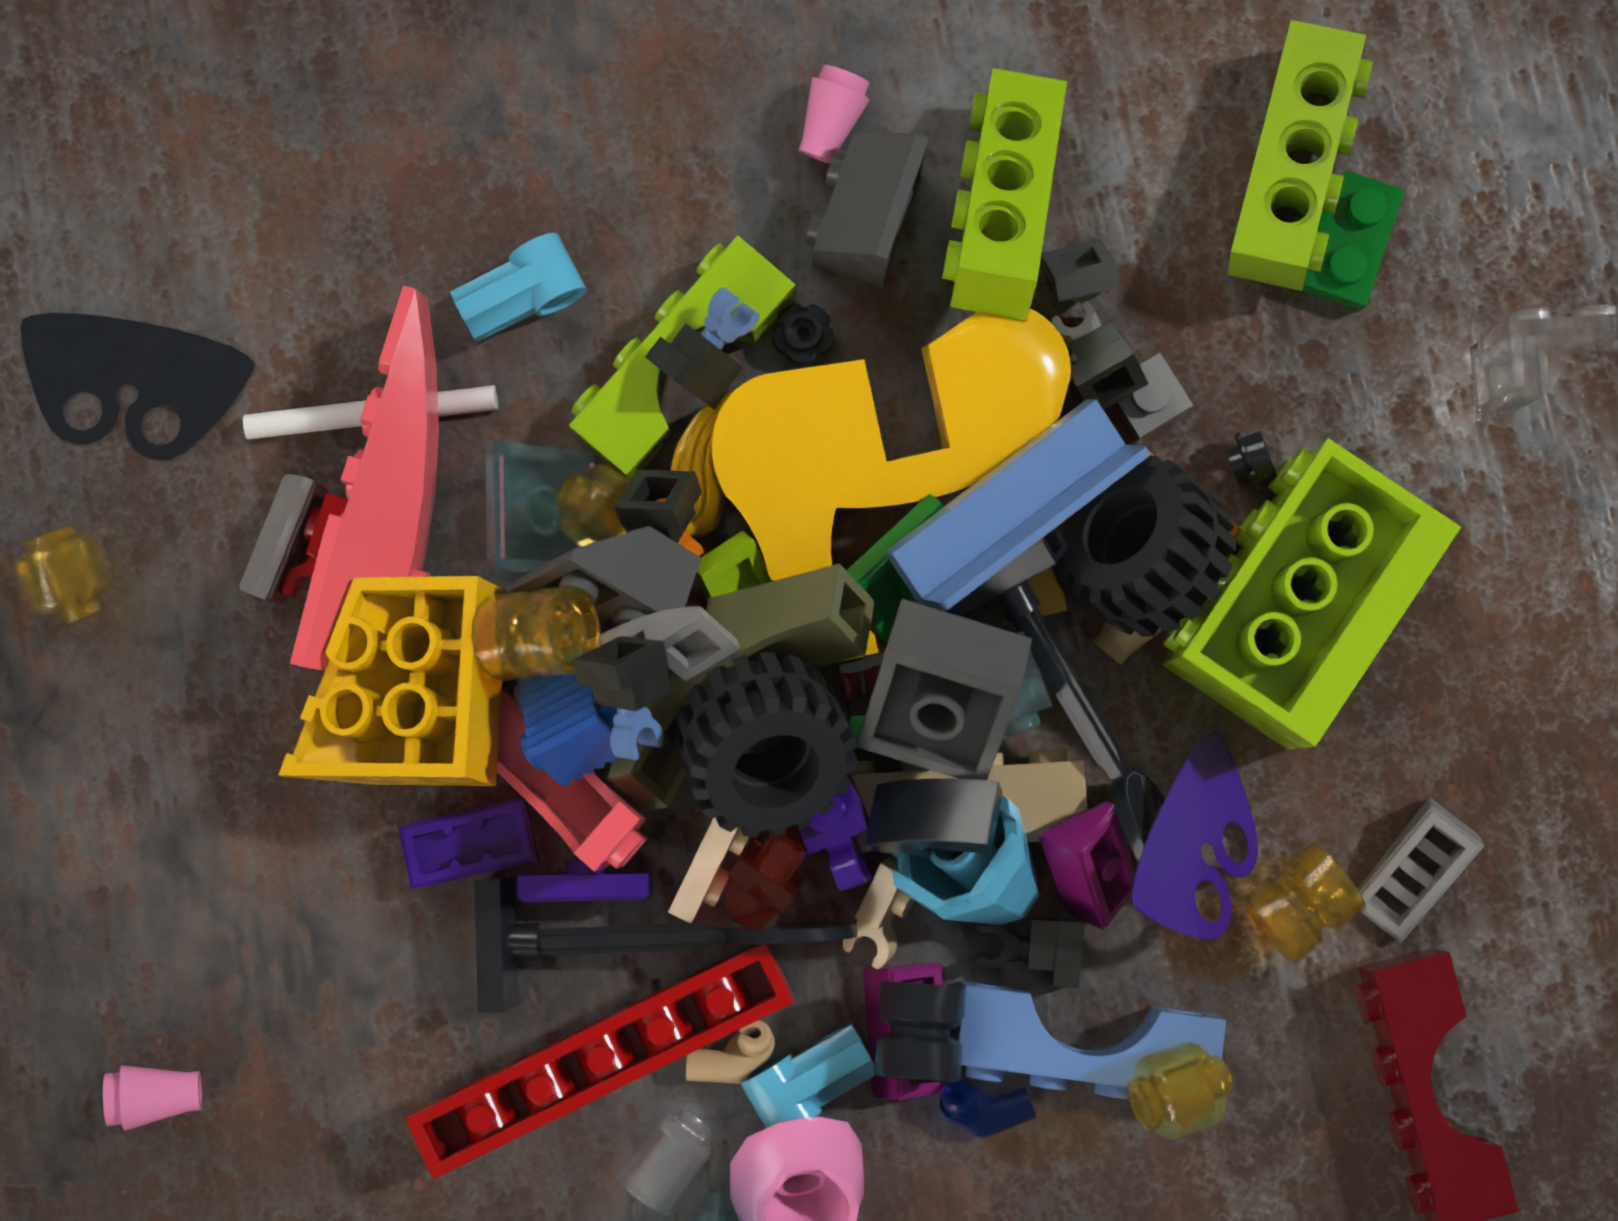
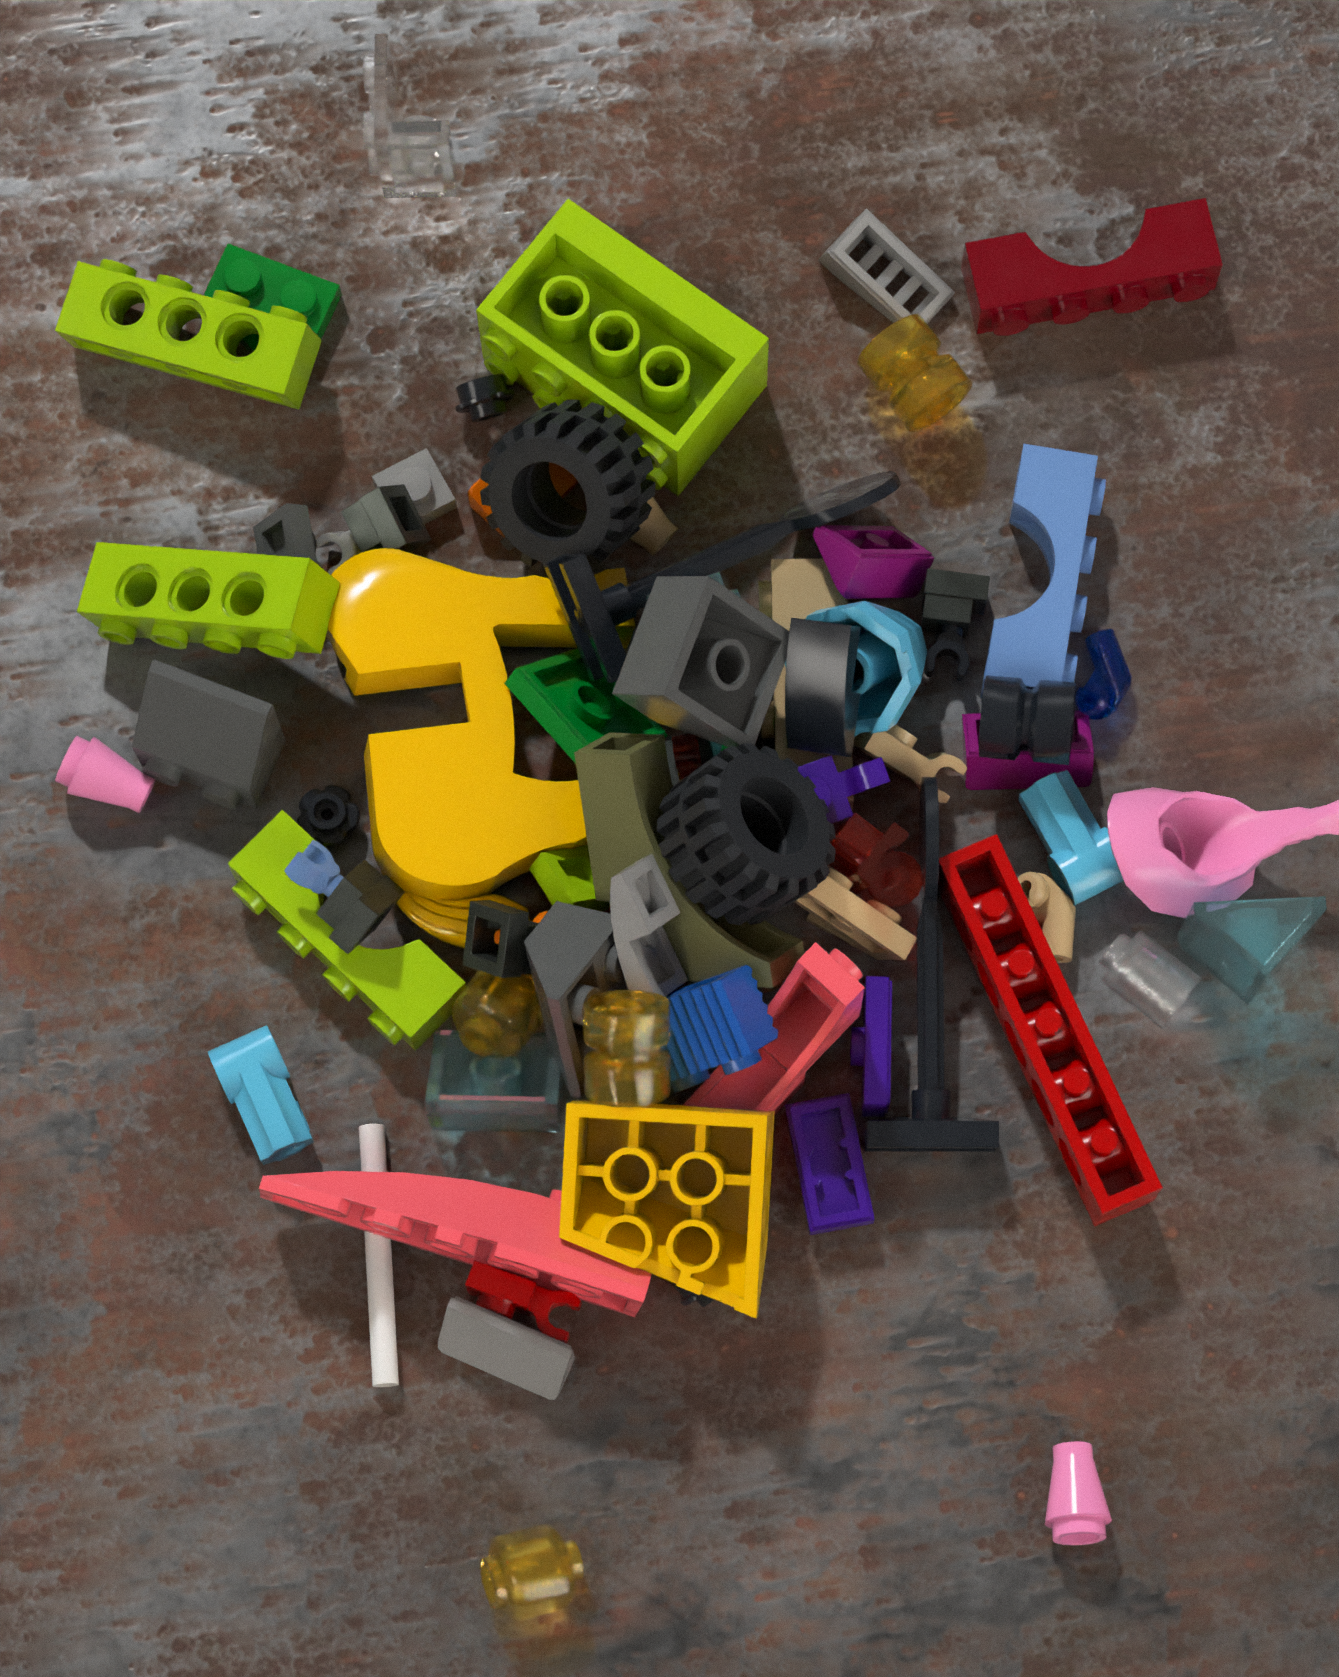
camera: 85 degrees left, 10 degrees down
(163, 363) = (295, 1540): black piece -> none
(627, 677) = (678, 947): pearl dark grey piece -> none
(1013, 506) = (526, 599): medium blue panel -> none
(1179, 1090) = (1088, 482): clear yellow head -> none
(1194, 813) = (821, 458): dark purple piece -> none

